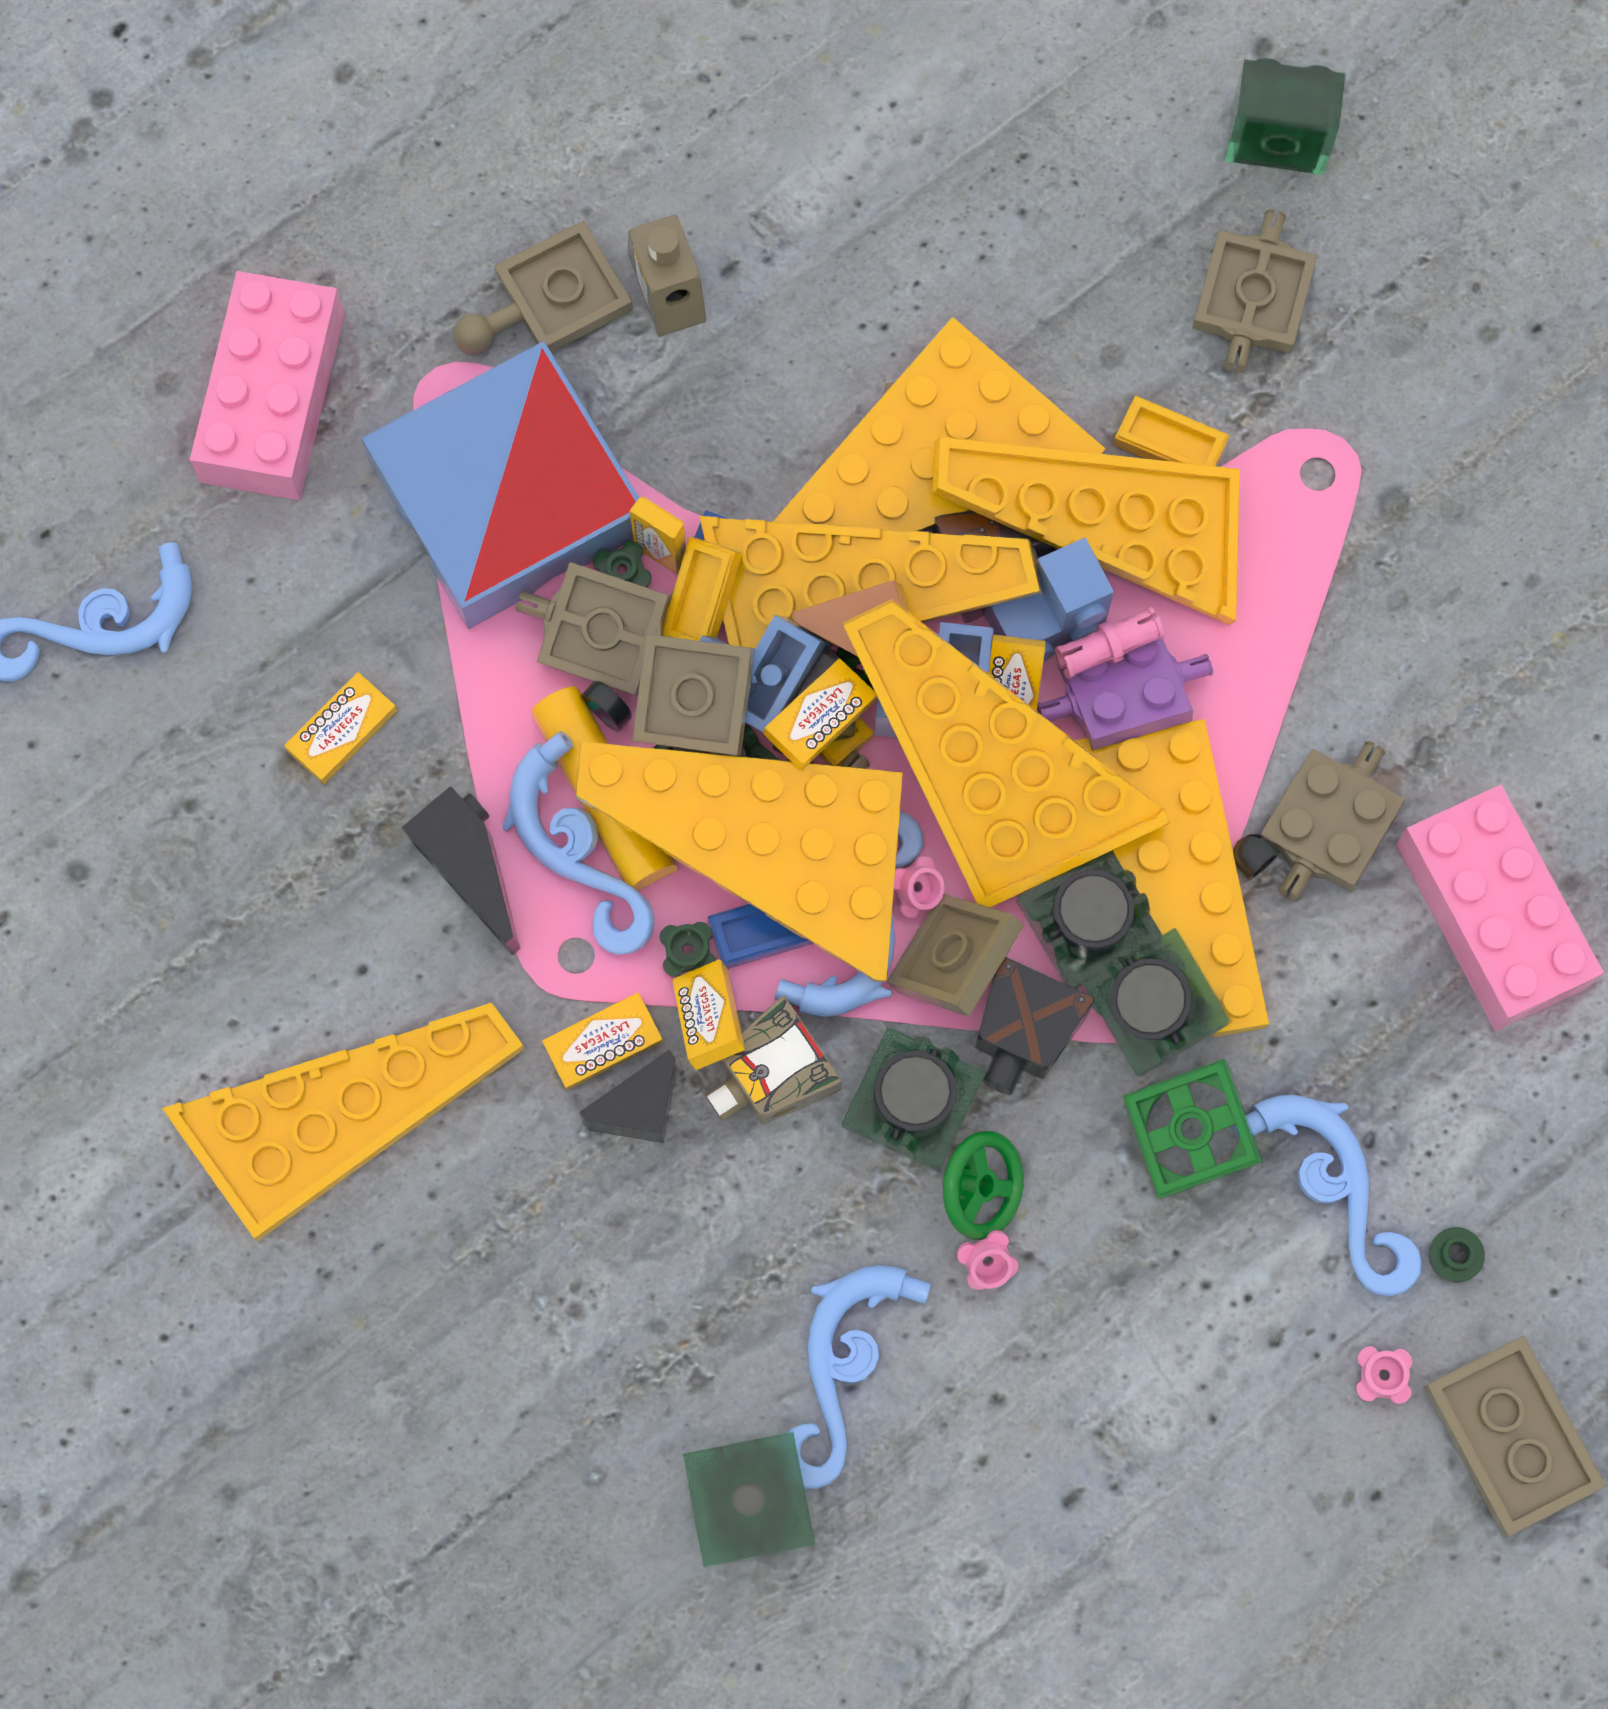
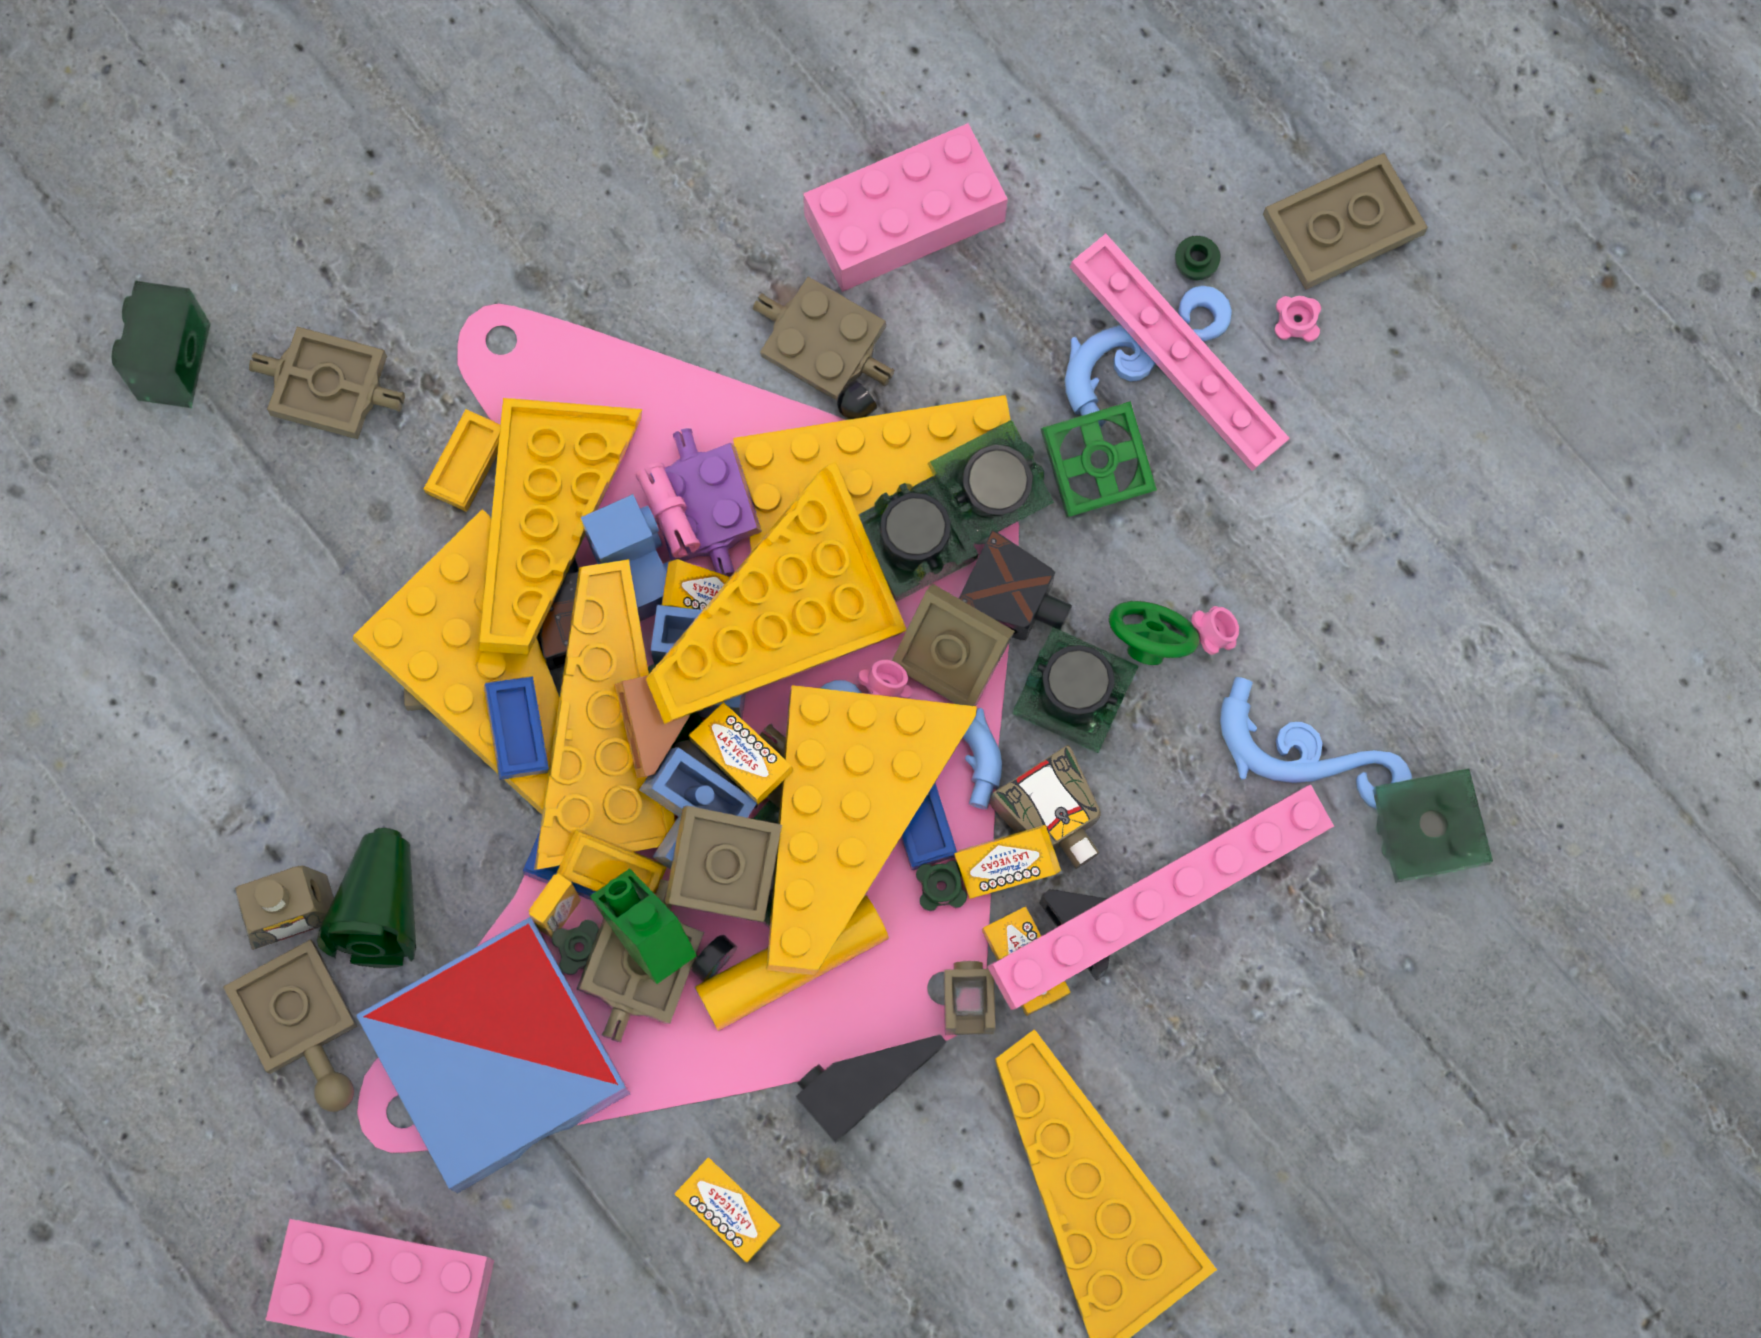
camera: 90 degrees left, 0 degrees up
(557, 974) = (969, 999): none -> dark tan window
(582, 835) = (811, 1036): light blue plant -> none
(618, 623) = (644, 926): none -> green slope
(667, 1185) = (1159, 897): none -> bright pink plate
(669, 360) = (374, 905): none -> dark green cone
(854, 488) = (516, 728): none -> blue tile
(1328, 1223) = (1179, 352): none -> bright pink plate

